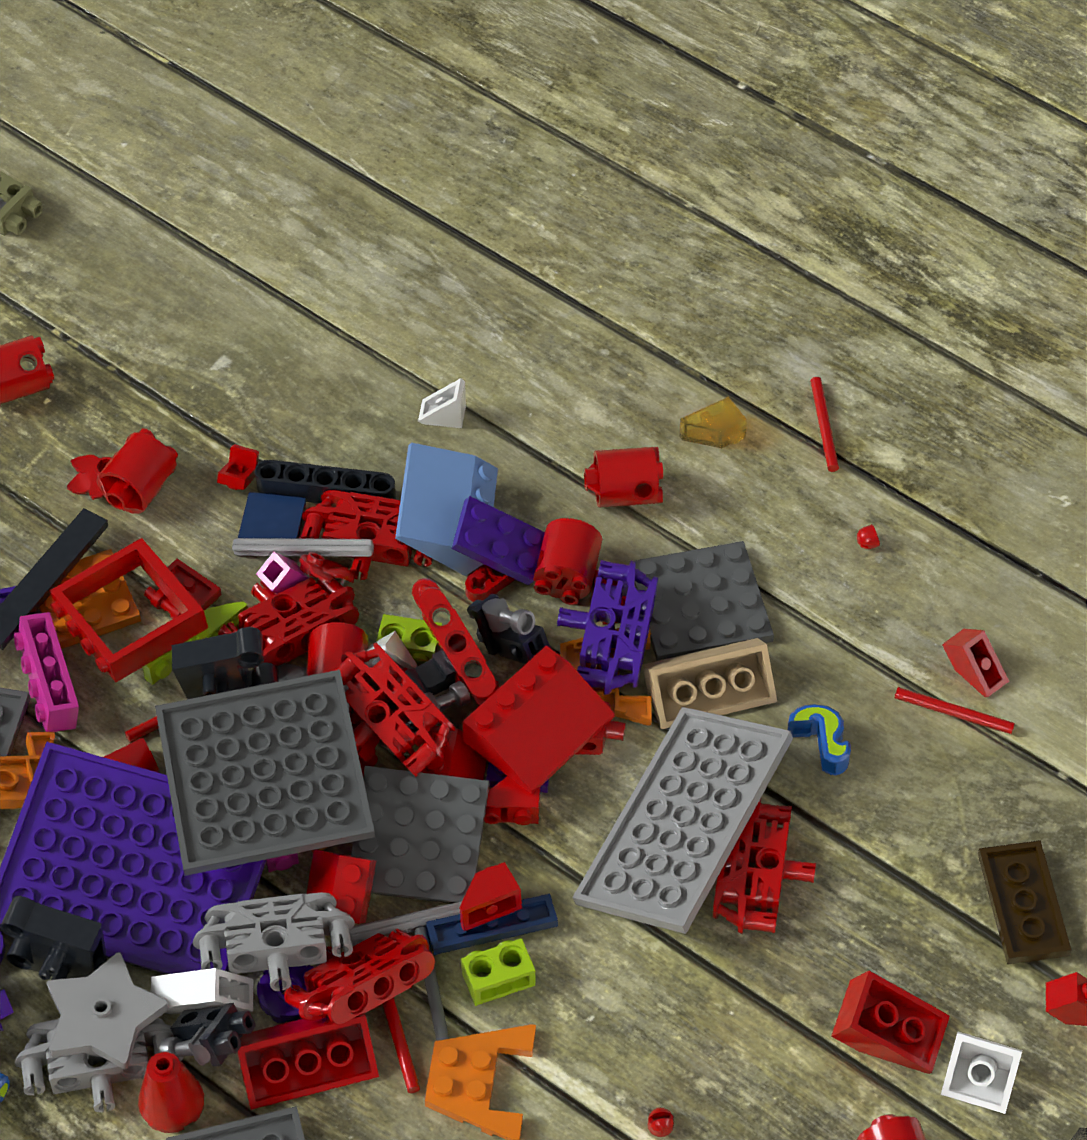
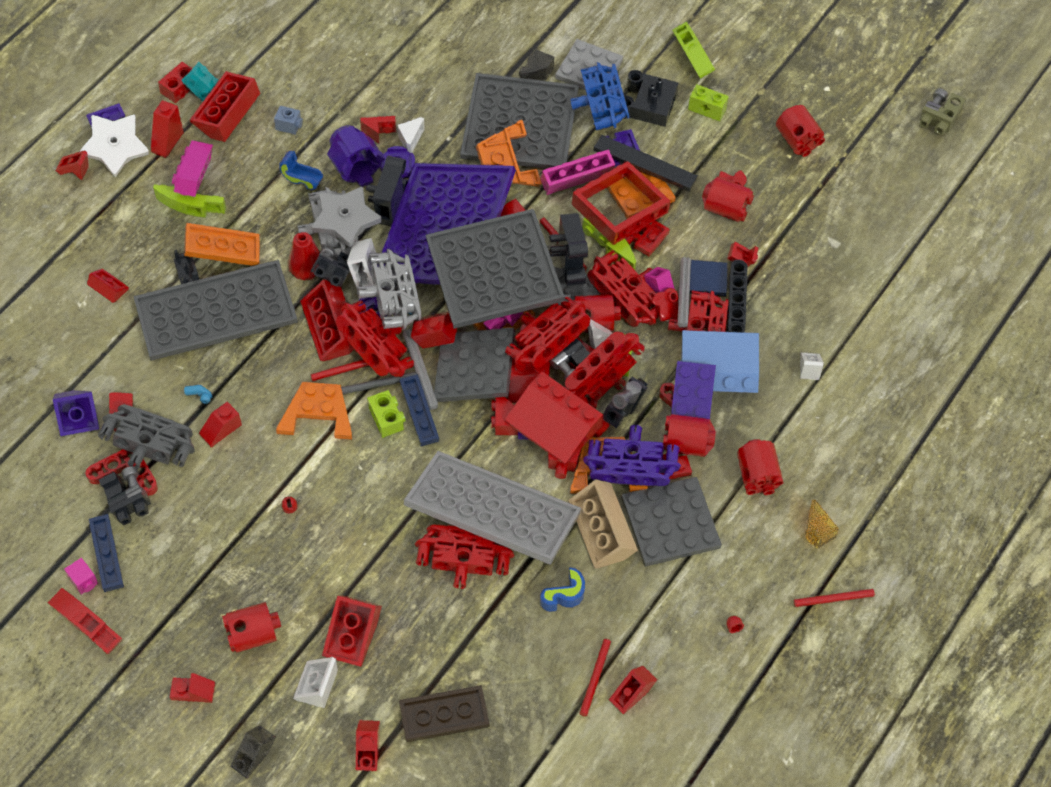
camera: 85 degrees right, 5 degrees up
(490, 896) = (430, 401): red slope -> none

